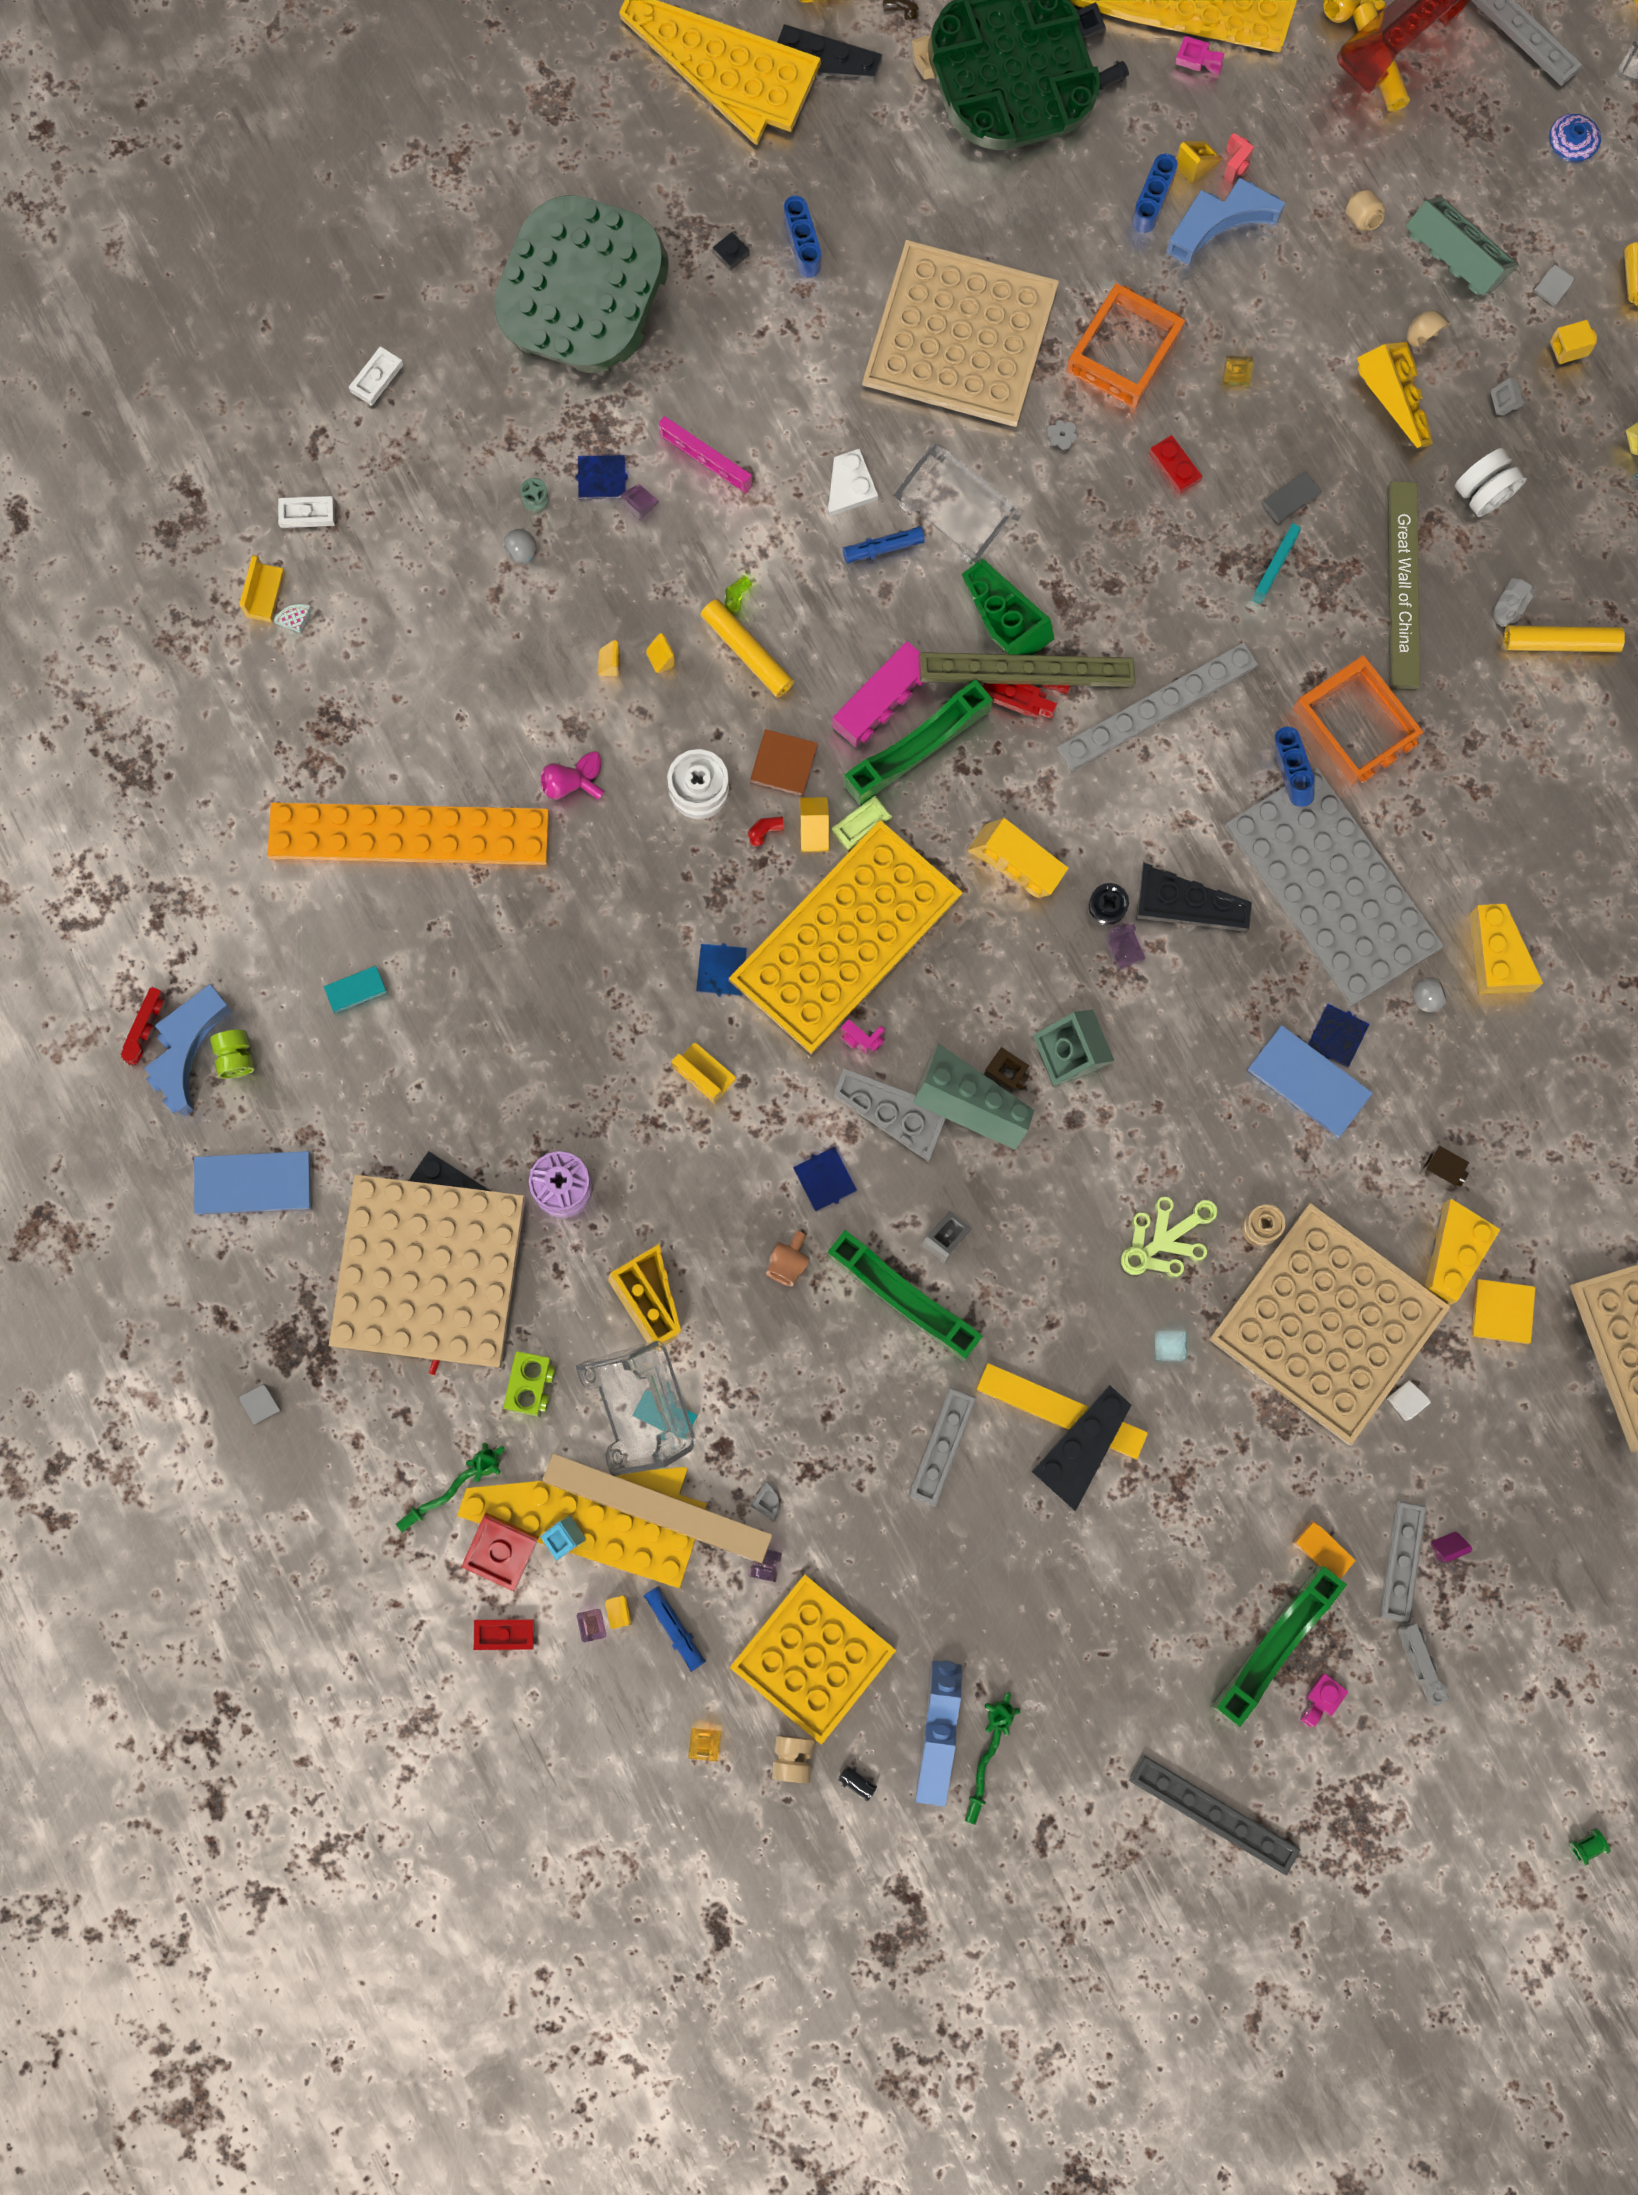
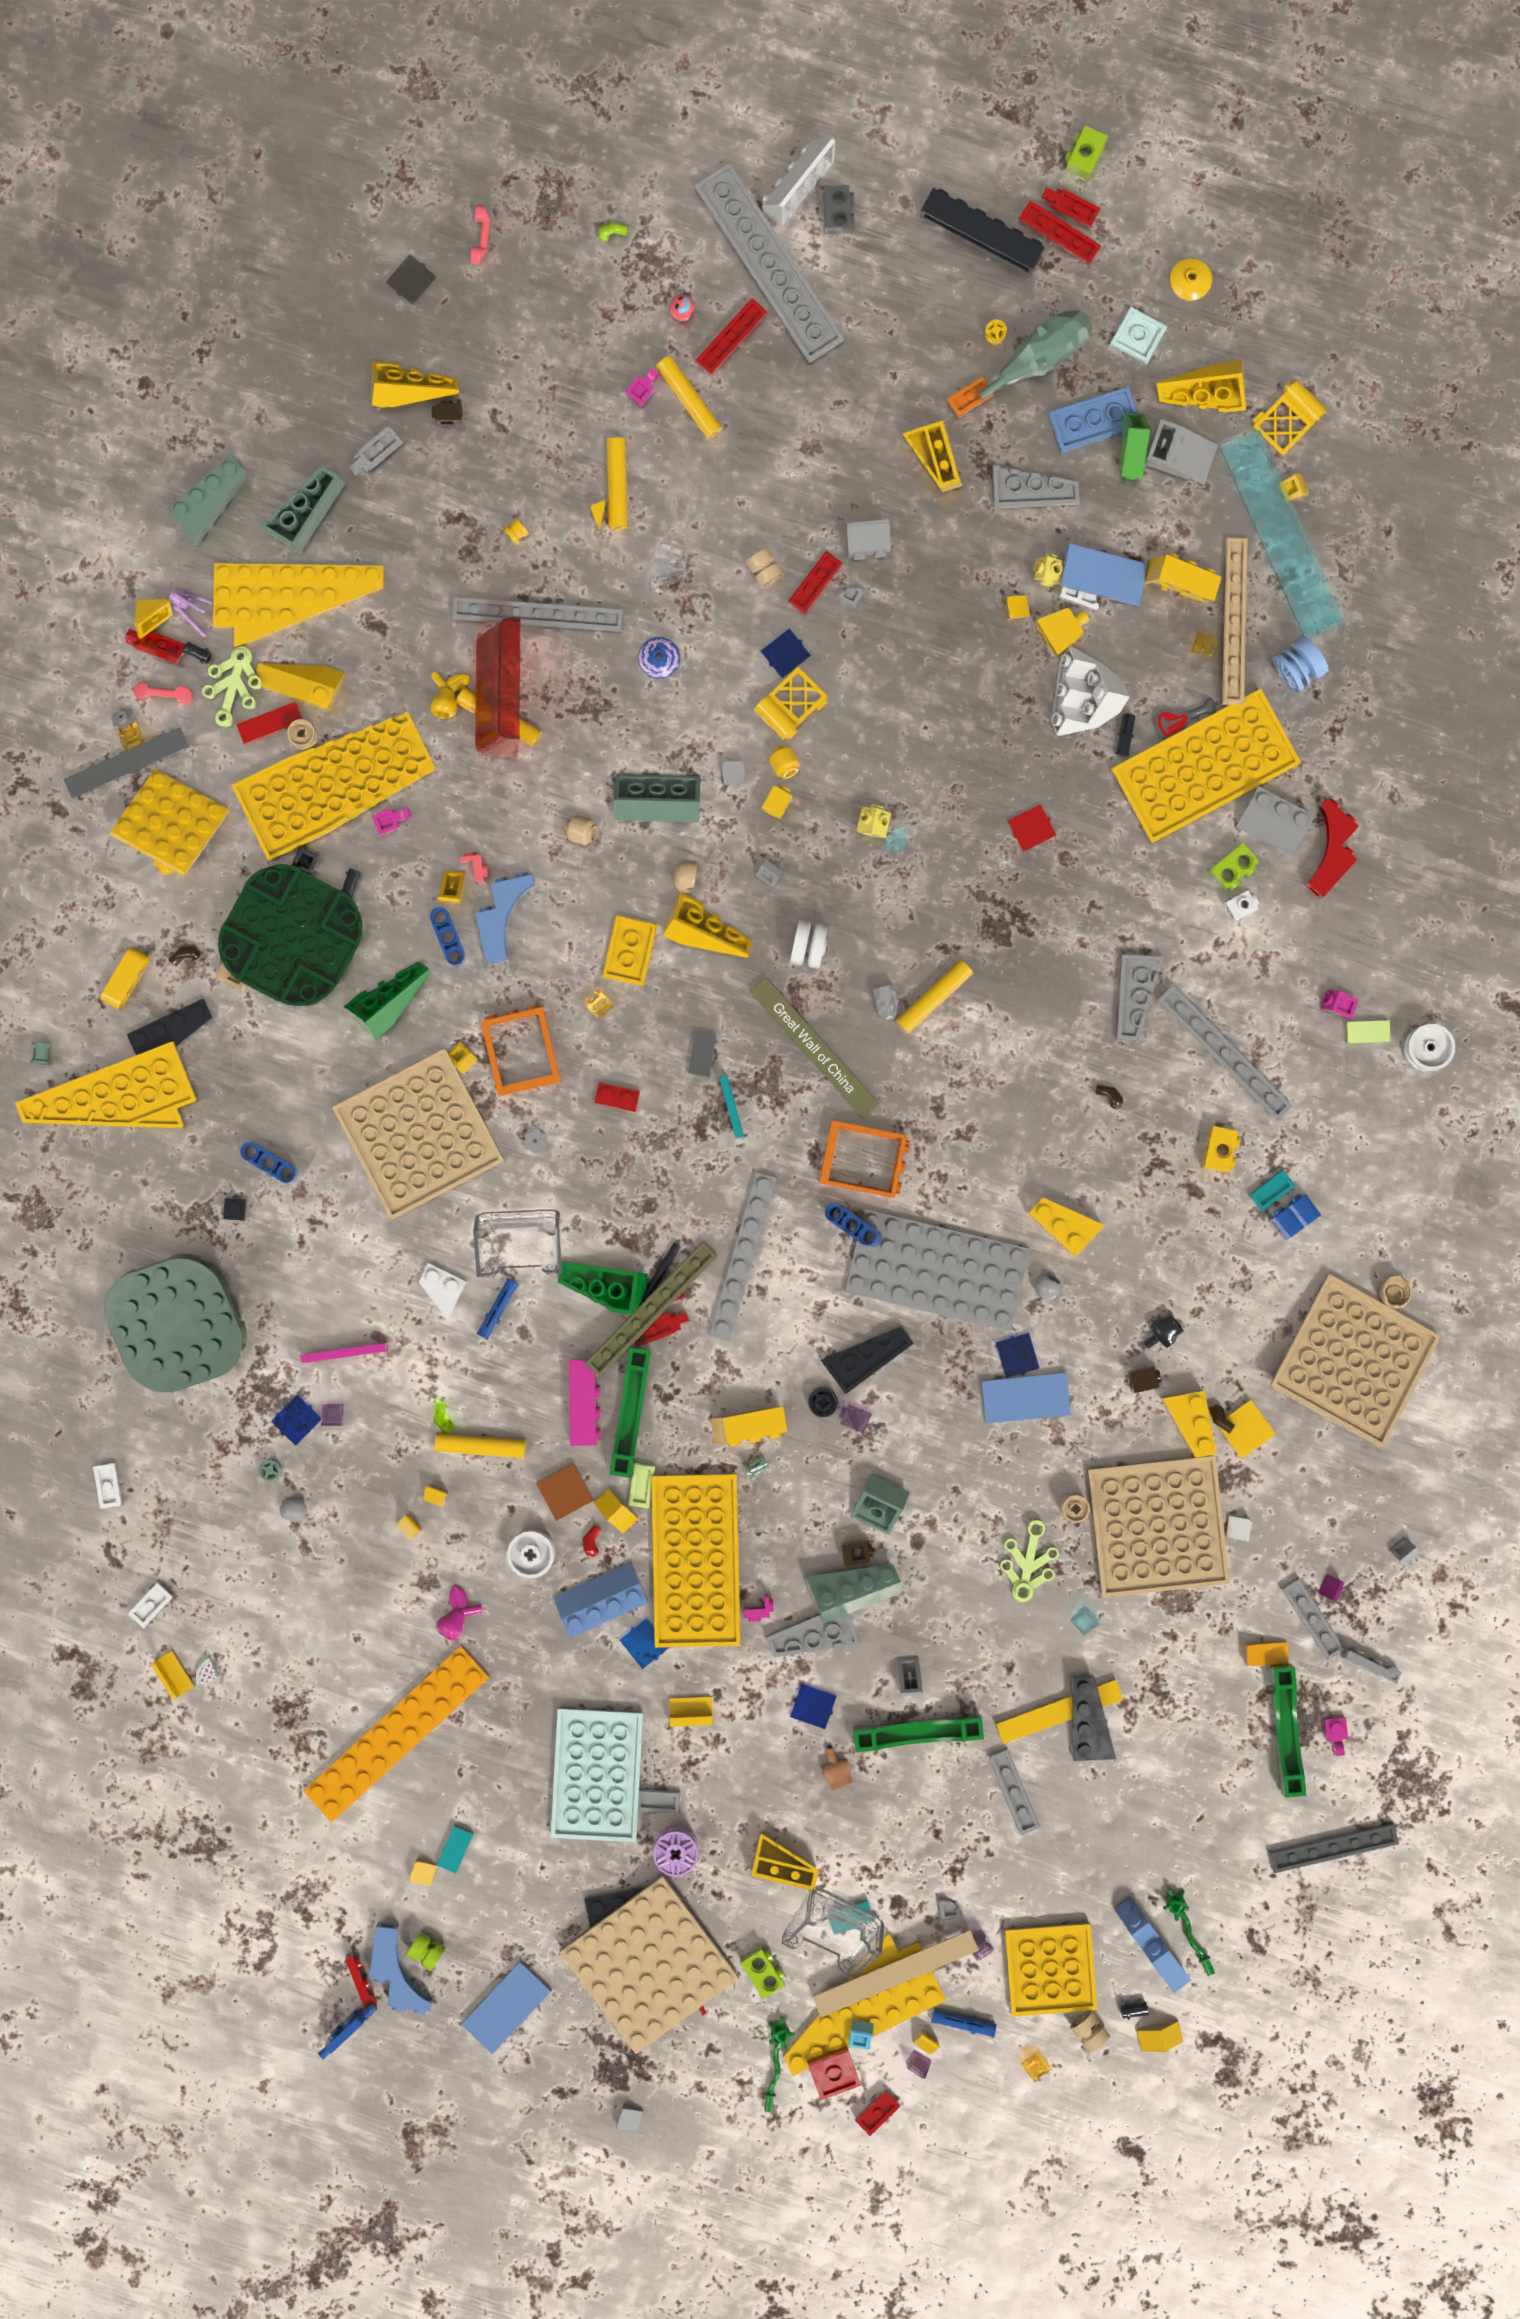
camera: 40 degrees left, 10 degrees up
(89, 1053) = (342, 2033): none -> blue plate
(303, 981) = (423, 1872): none -> yellow slope
(556, 1046) = (596, 1775): none -> light aqua plate
(589, 1127) = (659, 1801): none -> light grey tile
(719, 890) = (600, 1599): none -> medium blue slope
(857, 1837) = (1160, 2037): none -> yellow slope
(987, 903) = (752, 1468): none -> sand green bush
(1030, 199) = (381, 1007): none -> green wedge
(1065, 308) = (462, 1057): none -> yellow slope
(1077, 648) = (661, 1270): none -> black bar
(1310, 352) = (629, 950): none -> yellow tile
(1487, 1274) = (1219, 1418): none -> dark brown arm
(1507, 1143) = (1164, 1331): none -> black piece
(1560, 1581) = (1405, 1552): none -> light grey tile
(1612, 315) = (784, 762): none -> yellow head

